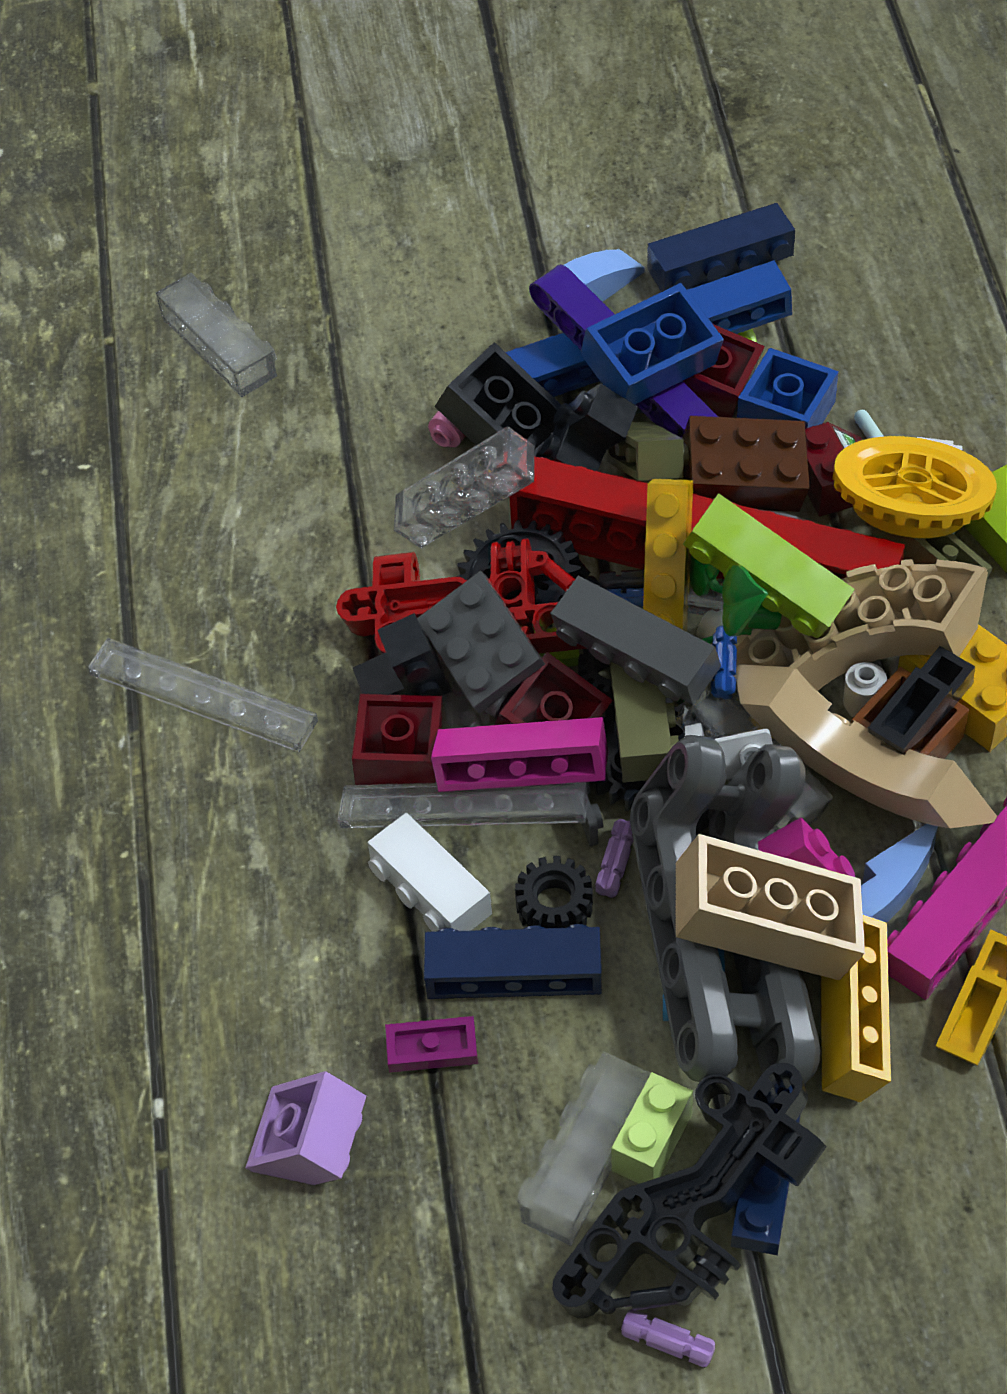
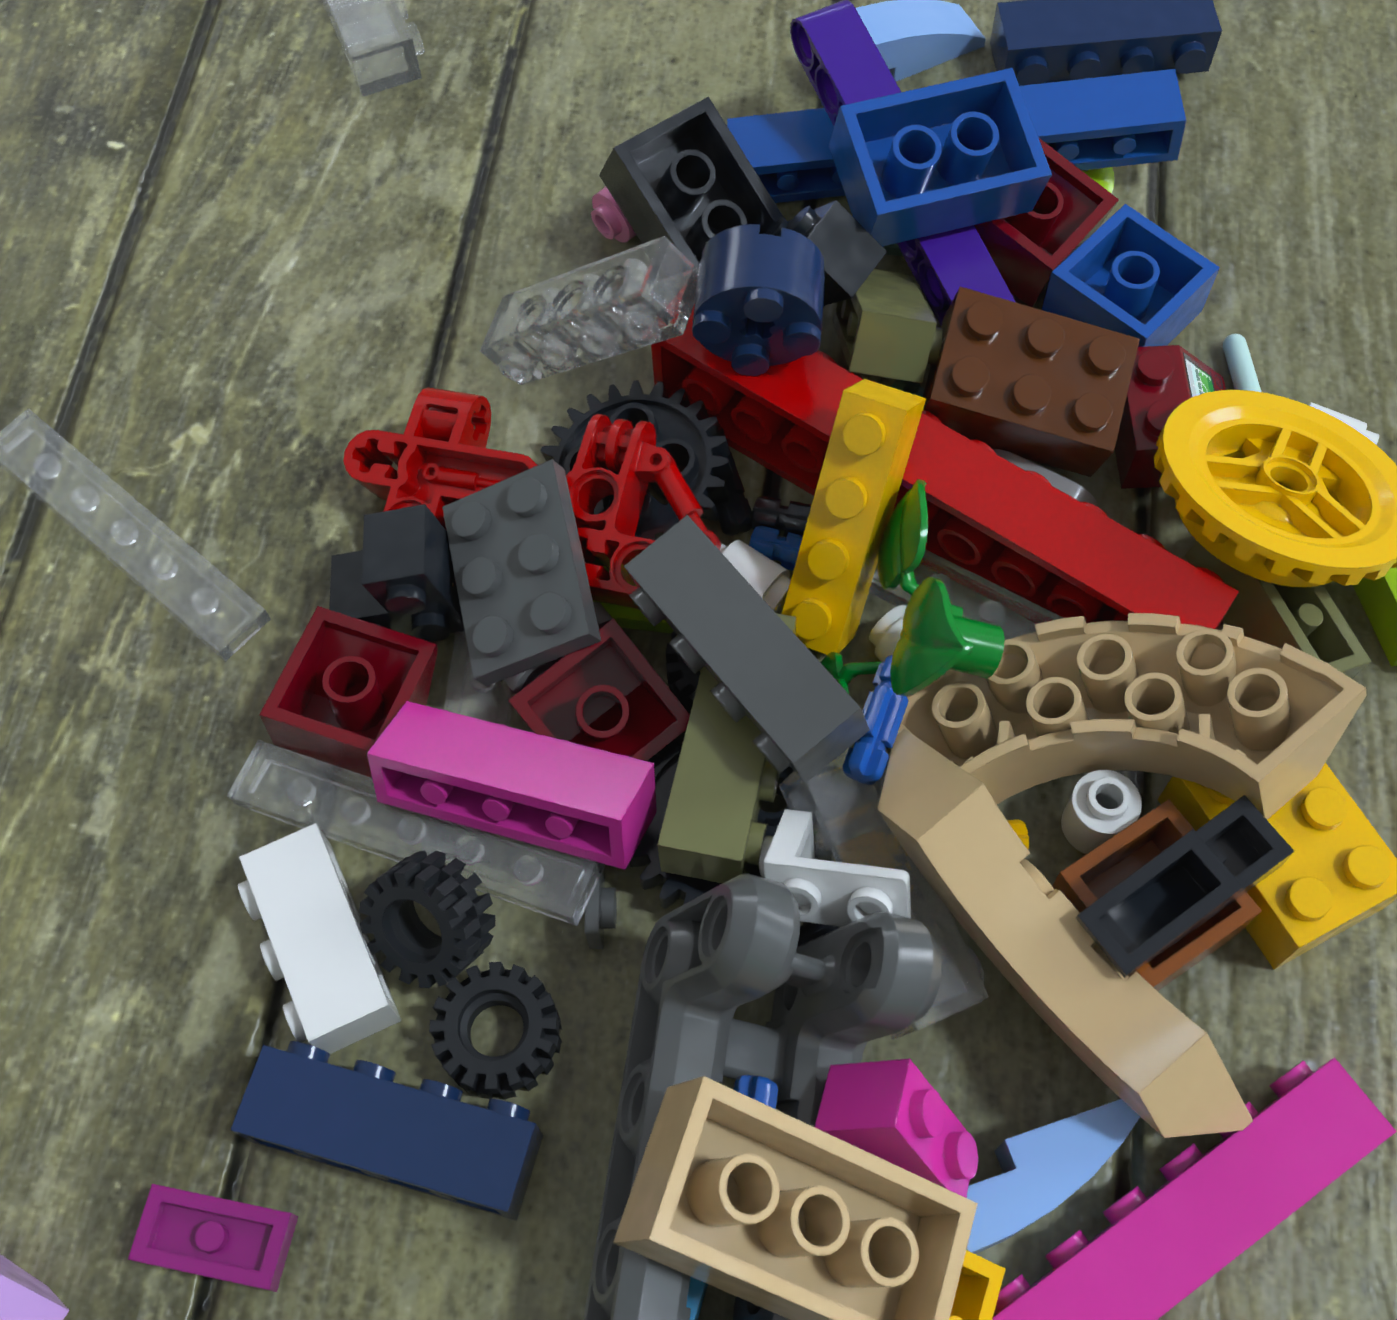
camera: 15 degrees right, 10 degrees up
(511, 827) = (405, 937): none -> black tyre
(575, 449) = (759, 298): none -> dark blue brick
(615, 859) = (611, 993): lavender axle -> none
(793, 580) = (998, 585): lime brick -> none

